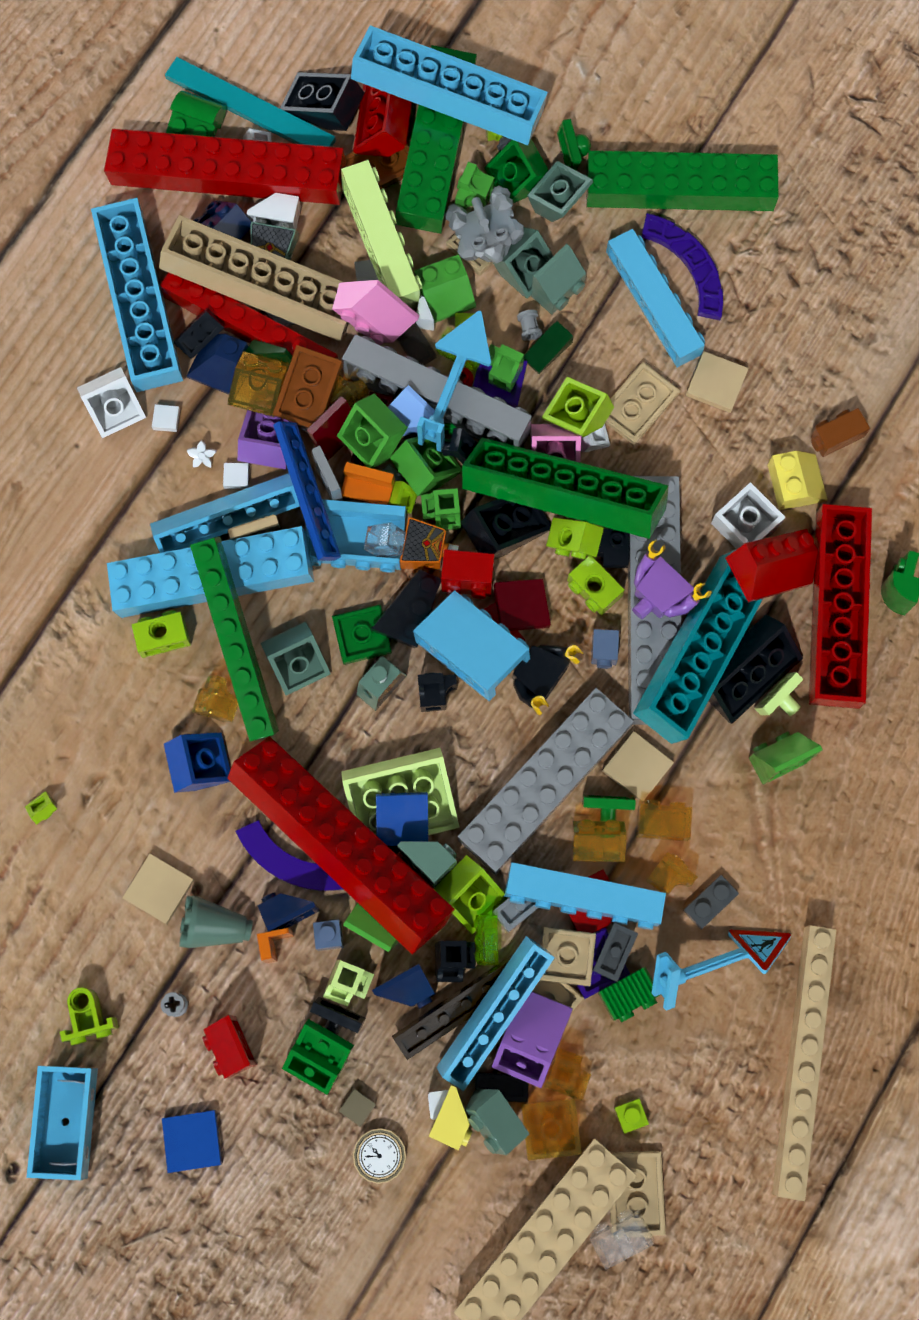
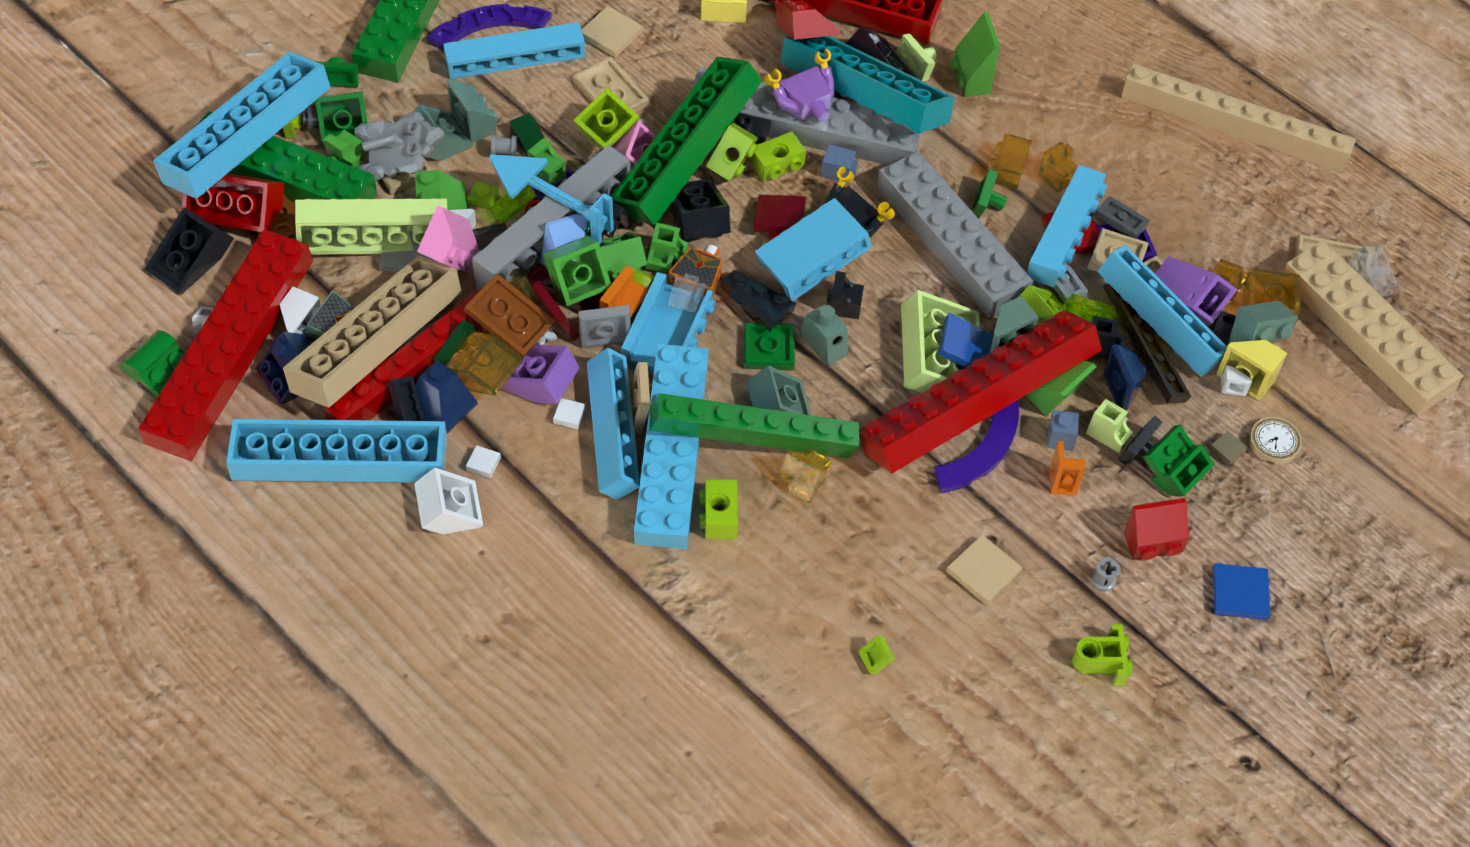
camera: 80 degrees left, 20 degrees down
(59, 1149) = (1236, 693): medium azure piece -> none
(197, 761) = (864, 506): blue slope -> none
(201, 454) = (537, 437): white plant -> none
(211, 925) = (1032, 526): sand green cone -> none
(247, 105) = (161, 317): teal tile -> none
(285, 911) = (1035, 457): dark blue slope -> none
(307, 491) = (617, 338): blue tile -> none
(467, 573) = (741, 238): red brick -> none
(558, 191) = (385, 84): sand green slope -> none
(599, 840) = (1019, 206): clear yellow brick -> none
(628, 995) = (1163, 226): green brick -> none
(631, 1115) = (1264, 248): lime plate -> none
(638, 766) = (957, 168): tan tile -> none
(710, 902) = (1087, 150): dark grey plate -> none
(747, 517) = (753, 35): white brick -> none
(758, 946) = (1154, 164): medium azure piece -> none

